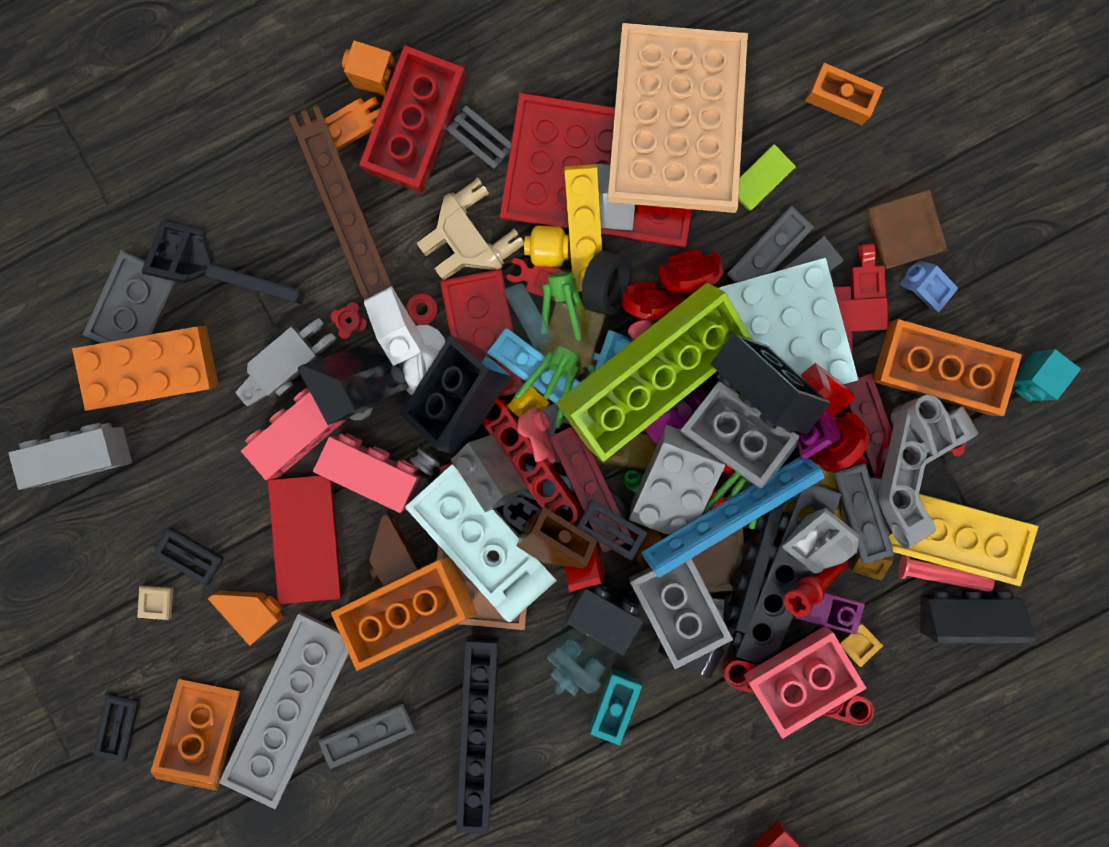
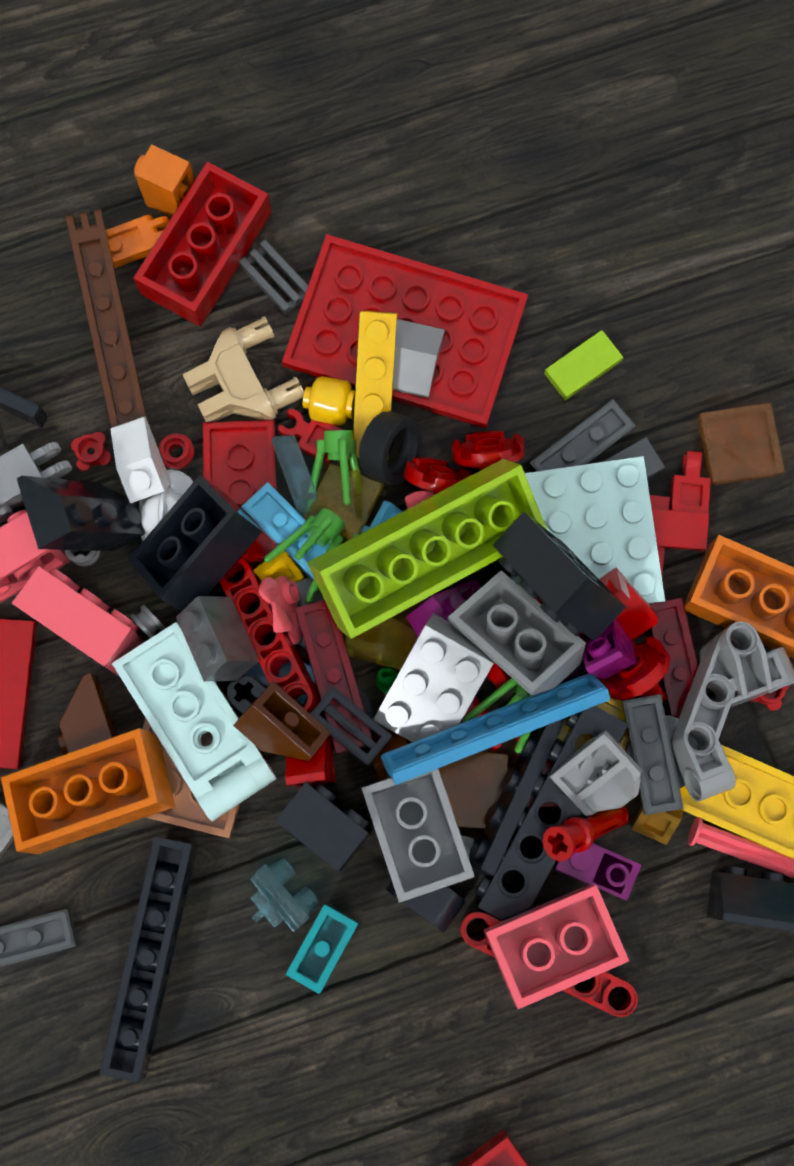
camera: 10 degrees right, 10 degrees down
(678, 118) = (496, 283): light nougat plate -> none
(843, 94) = (685, 285): orange brick -> none
(860, 646) = (632, 919): pearl gold plate -> none
(929, 284) = (760, 508): medium blue bracket -> none

